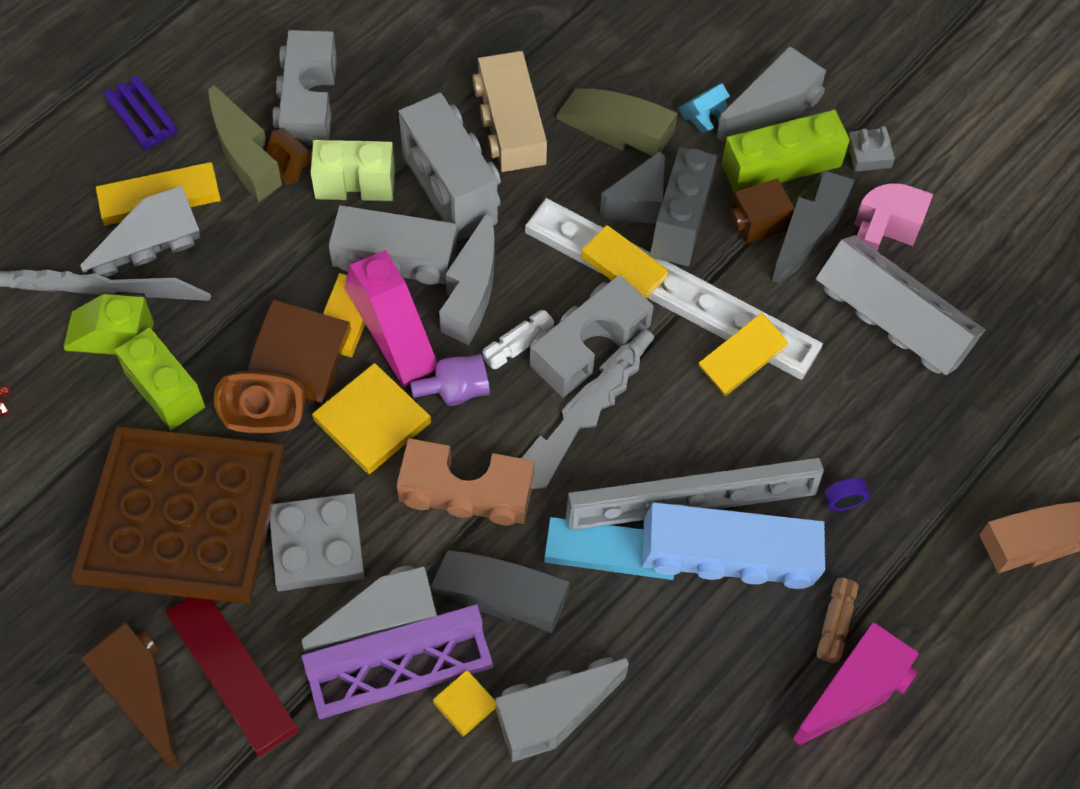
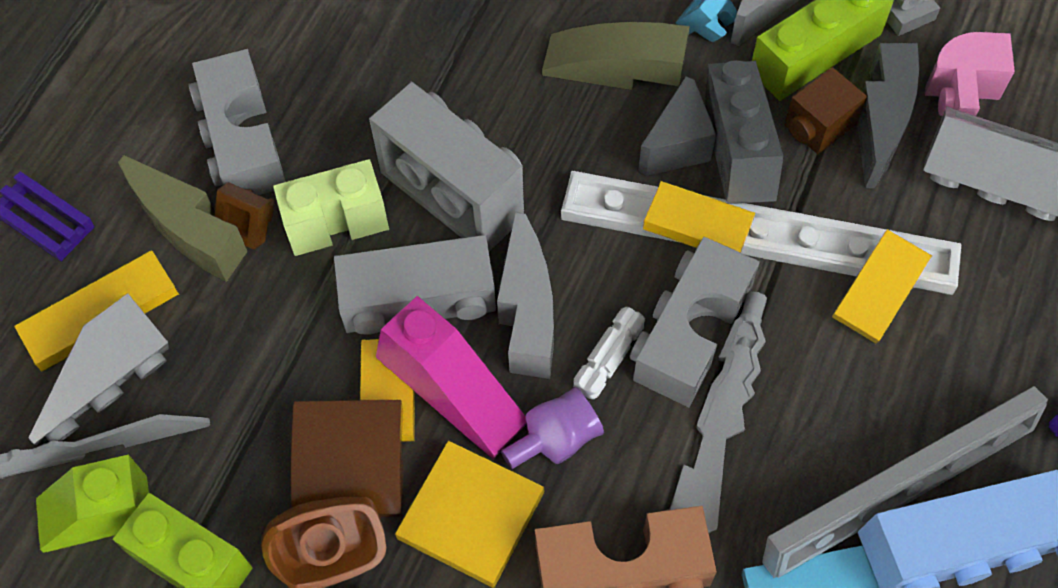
camera: 15 degrees left, 0 degrees up
(510, 111) = (491, 81): tan brick -> none

